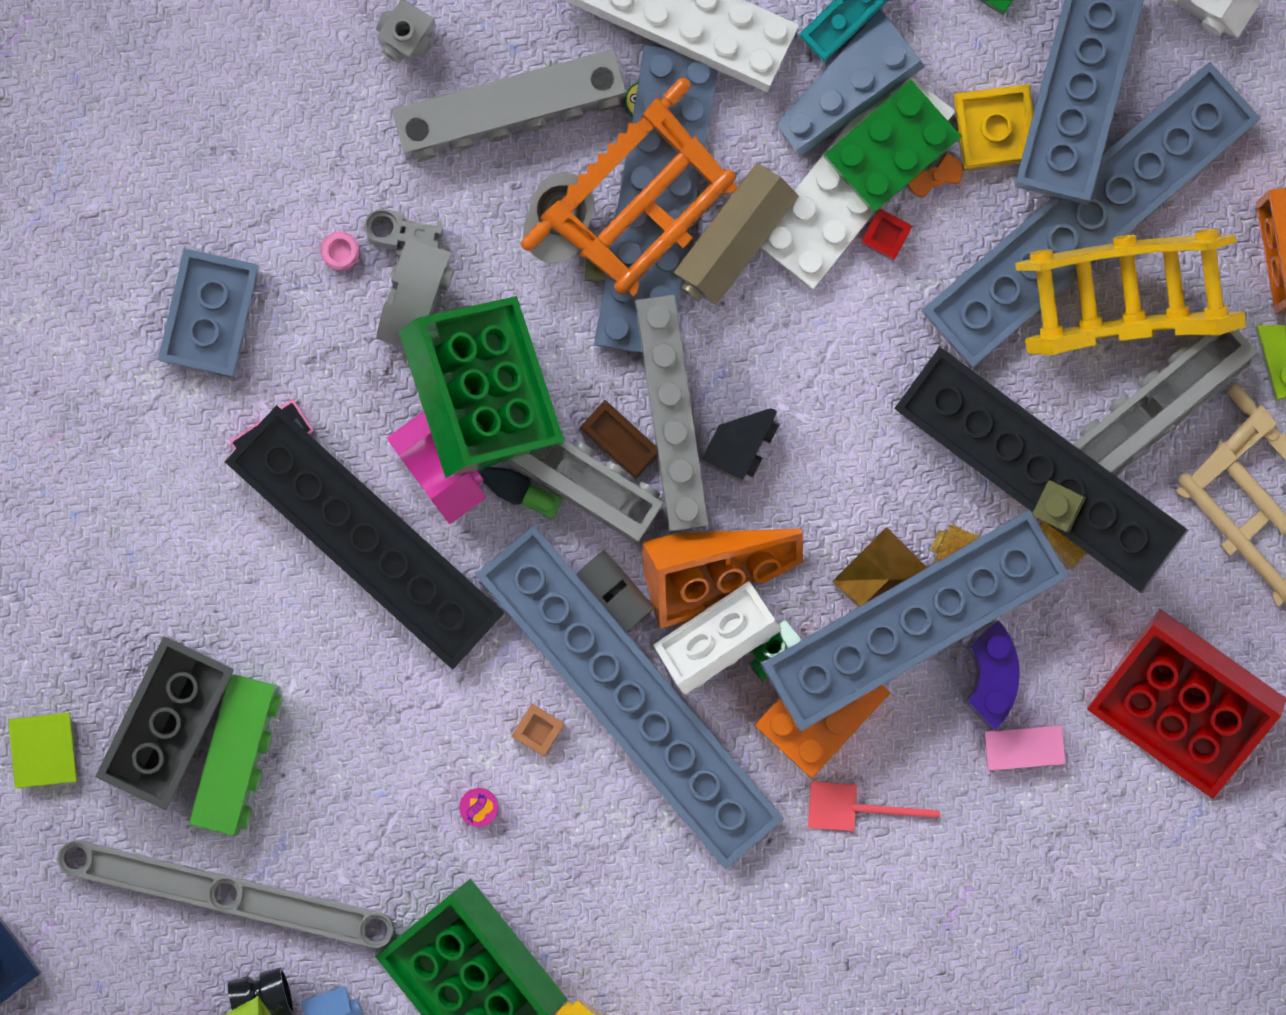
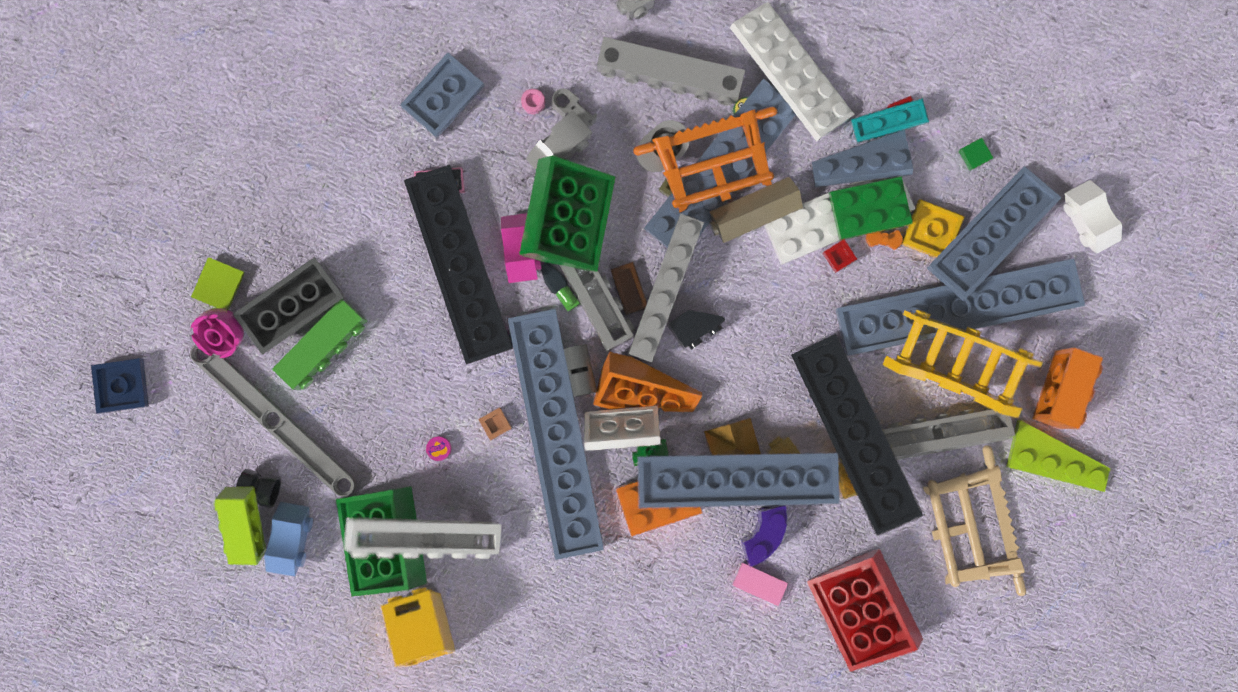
camera: 25 degrees right, 0 degrees up
(85, 815) = (217, 332): none -> dark pink cylinder
(529, 933) = (421, 537): none -> white piece
(835, 807) = (636, 558): coral piece -> none
(1058, 506) = (856, 460): olive plate -> none

